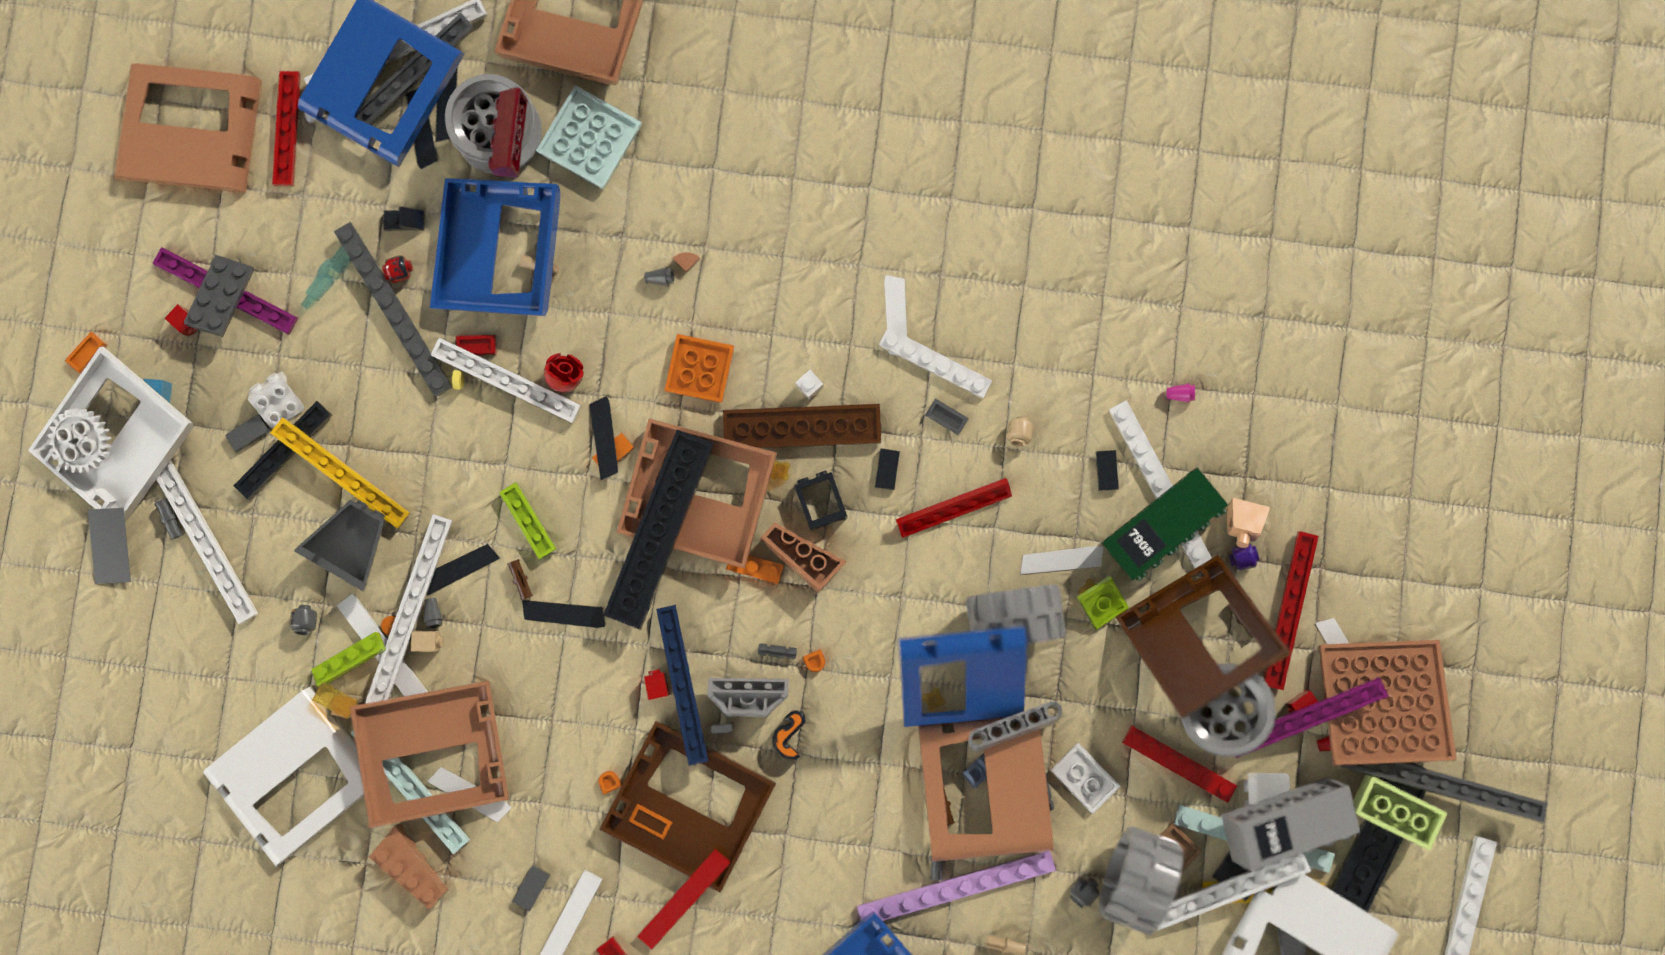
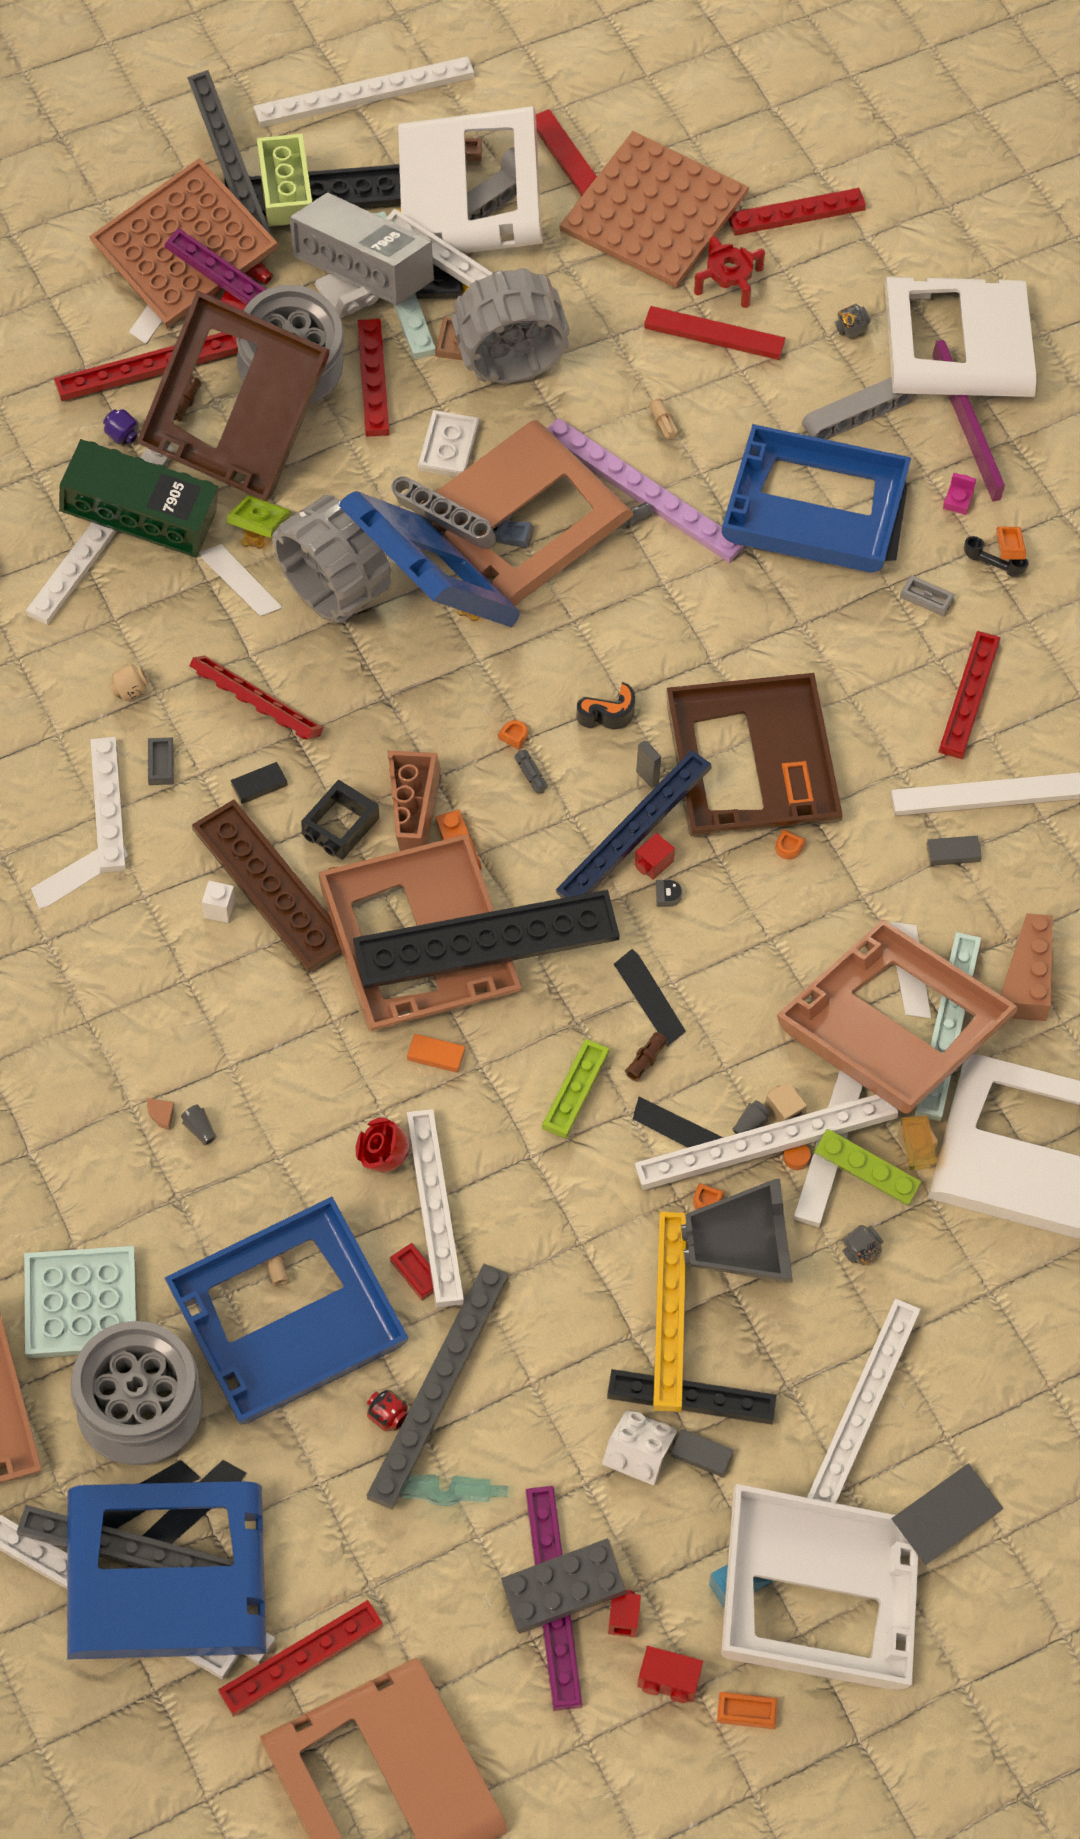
camera: 130 degrees left, 25 degrees down
(79, 440) = (873, 1631): white gear -> none
(131, 322) = (669, 1674): none -> red brick
(168, 519) = (866, 1470): dark grey pin -> none
(401, 550) = (706, 1195): none -> orange tile
(403, 220) = (323, 1447): black slope -> none
(458, 379) = (470, 1259): light yellow tile -> none
(509, 133) = (140, 1323): dark red slope -> none
(604, 437) = (425, 1070): black sticker -> none
(627, 676) = (667, 893): none -> tile
(683, 899) = (847, 700): red tile -> none
(699, 368) = (277, 1022): orange plate -> none
(747, 695) = (596, 756): light grey wedge -> none
(1084, 892) = (559, 383): dark grey head -> none
(1107, 470) = (115, 589): black tile -> none
(1245, 521) = (82, 428): light nougat torso -> none

